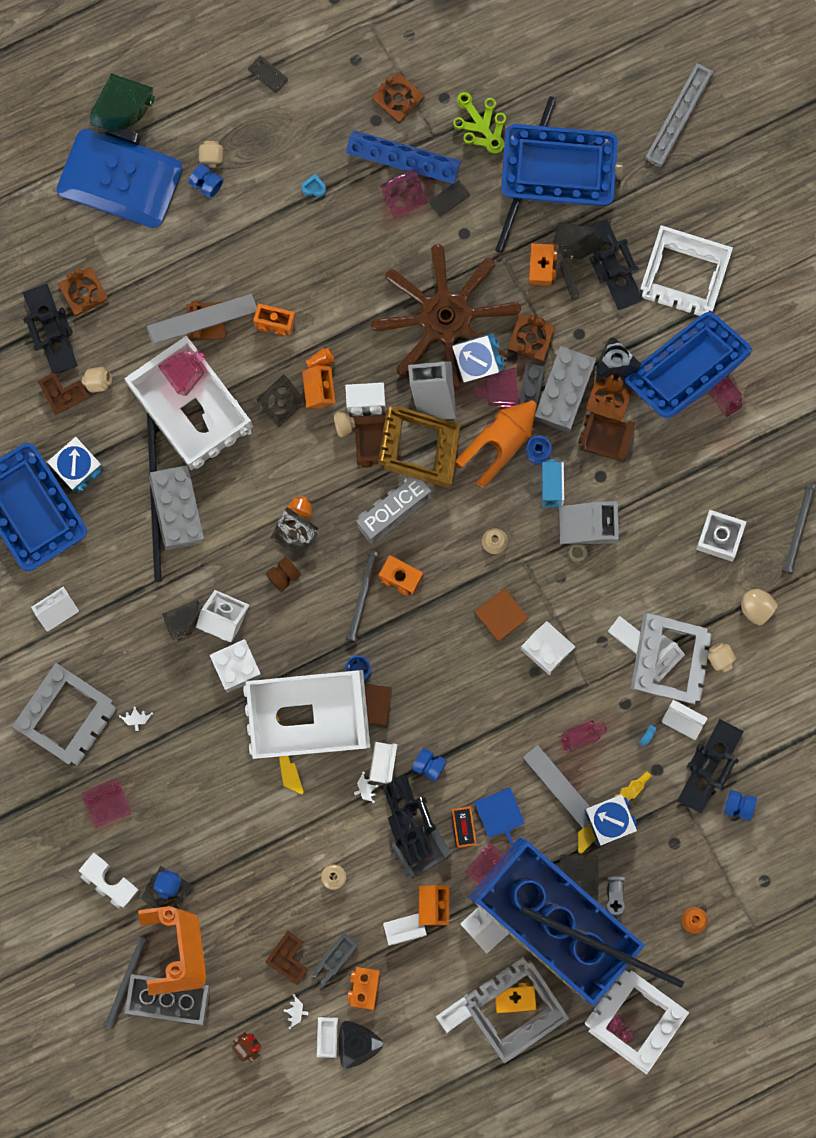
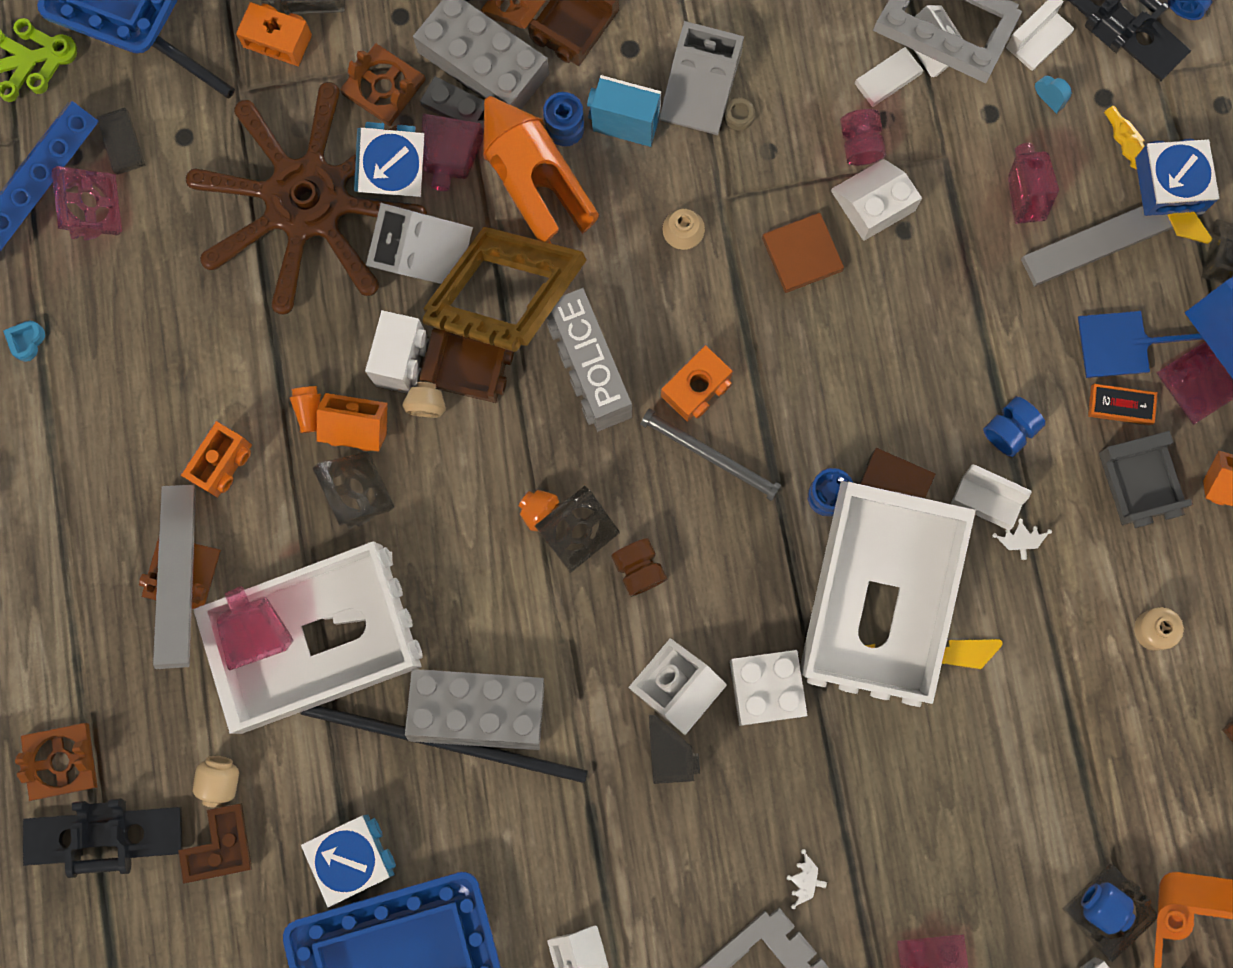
camera: 75 degrees left, 0 degrees up
(403, 823) = (1104, 491): black piece -> none
(581, 629) = (863, 139): none -> clear pink wheel

